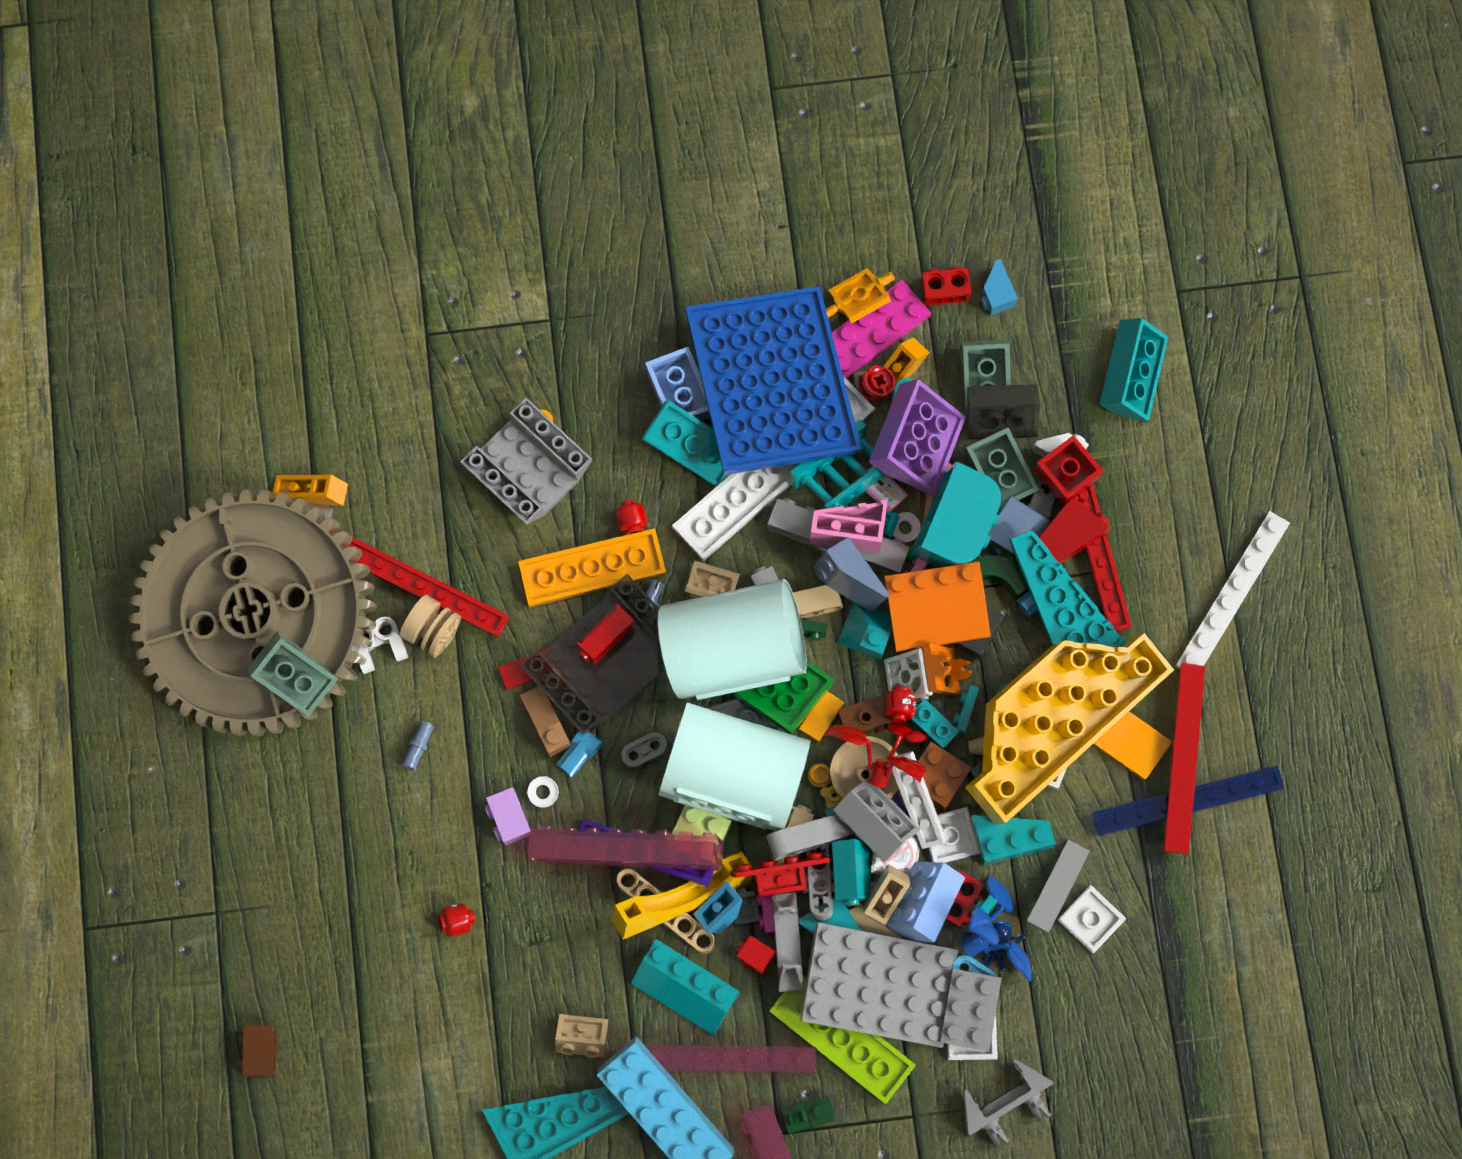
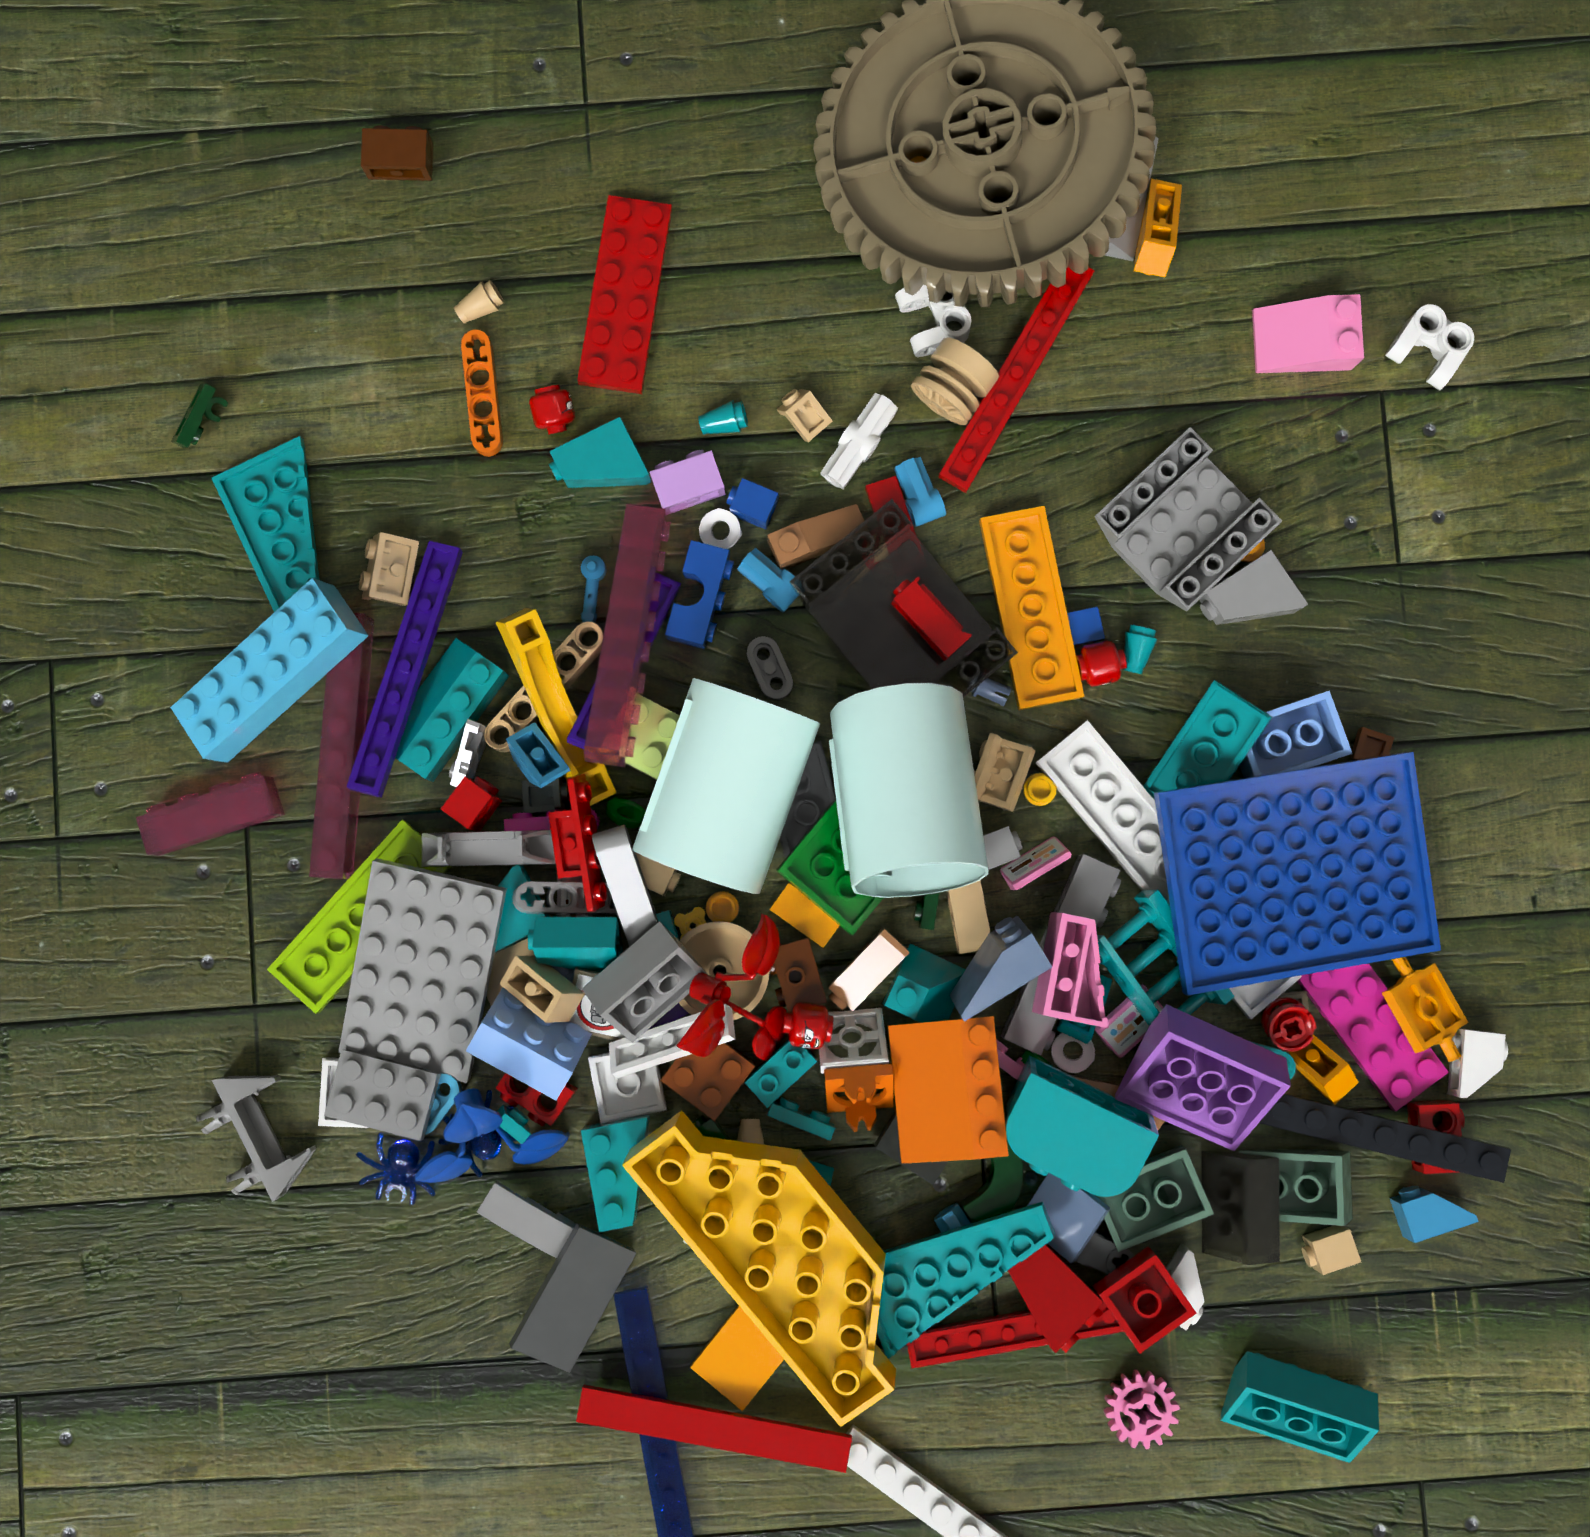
camera: 90 degrees right, 10 degrees up
(292, 673) = (889, 183): sand green slope -> none
(365, 873) = (625, 294): none -> red plate
(374, 981) = (479, 302): none -> tan cone
(388, 384) = (1309, 335): none -> bright pink slope
(390, 298) = (1436, 340): none -> white piece
(417, 745) = (792, 365): sand blue pin -> none
(443, 973) = (480, 393): none -> orange beam
(454, 735) = (804, 413): none -> tan bracket
(459, 792) = (724, 419): none -> teal cone
(473, 694) = (859, 441): none -> white piece
(493, 881) = (600, 459): none -> teal slope
(516, 647) = (922, 500): none -> dark azure piece
(522, 768) = (753, 503): none -> blue brick
(573, 796) = (694, 623): none -> blue arch
(575, 416) = (1253, 593): none -> light grey slope
(576, 883) = (593, 570): none -> dark azure piece
(603, 529) = (1086, 626): none -> blue tile
(617, 493) = (1138, 647): none -> teal cone
(657, 1014) = (404, 669): none -> dark purple plate
(680, 335) = (1370, 744): none -> dark orange plate
(709, 962) = (469, 753): none -> light grey wing
(722, 557) = (1039, 789): none -> yellow plate
(752, 844) = (626, 807): none -> green piece
(775, 557) = (1035, 863): none -> slope
(808, 1115) = (265, 865): dark green plate -> none
(857, 668) = (867, 970): none -> slope
(891, 258) = (1480, 1060): none -> white slope
(948, 316) = (1390, 1137): none -> black plate
(1023, 996) = (398, 1168): none -> clear blue animal
(1027, 352) = (1330, 1249): none -> tan brick
(1091, 919) = (500, 1272): white tile -> none
(1104, 863) = (572, 1298): none -> dark grey tile
(1154, 474) = (1140, 1423): none -> bright pink gear

